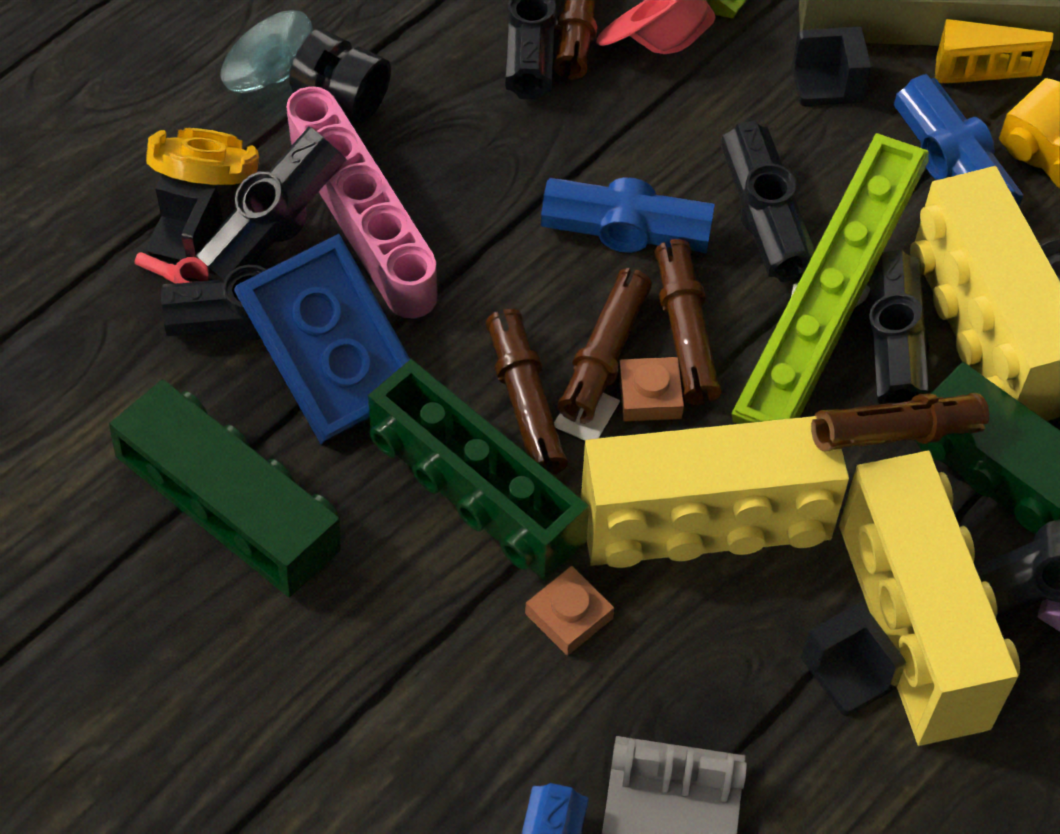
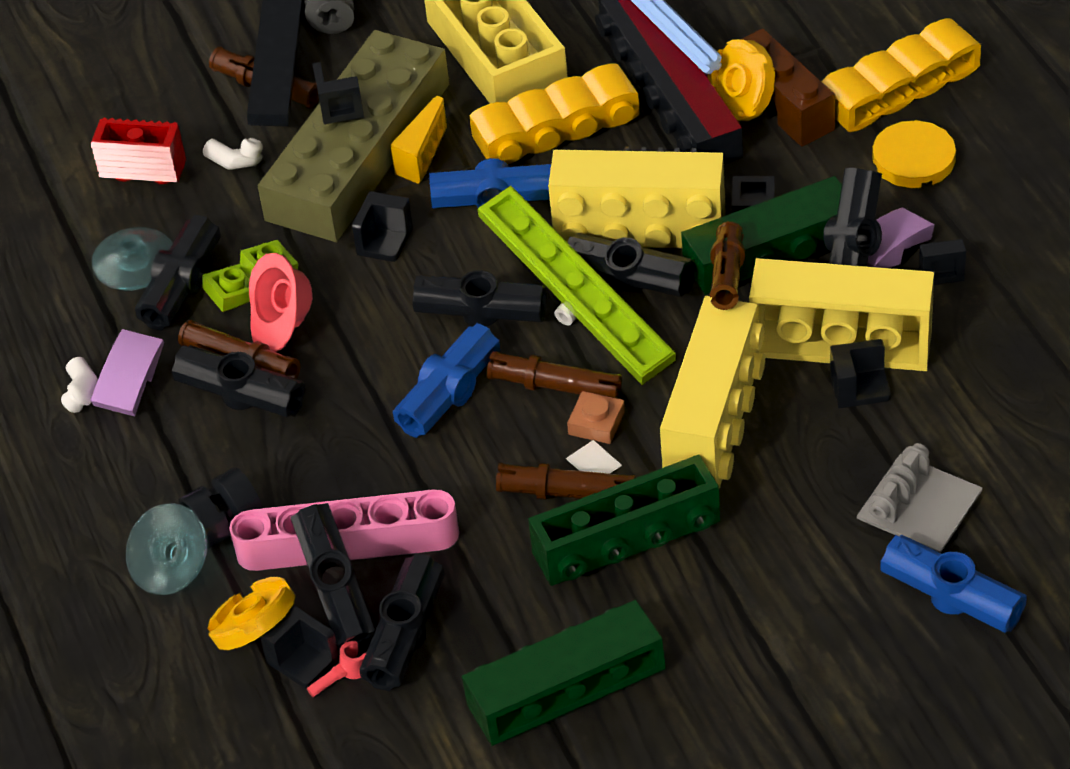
camera: 60 degrees left, 10 degrees down
(324, 334) = (468, 575): blue tile -> none
(569, 610) = (750, 514): nougat plate -> none
(597, 362) = (563, 436): reddish brown pin -> none

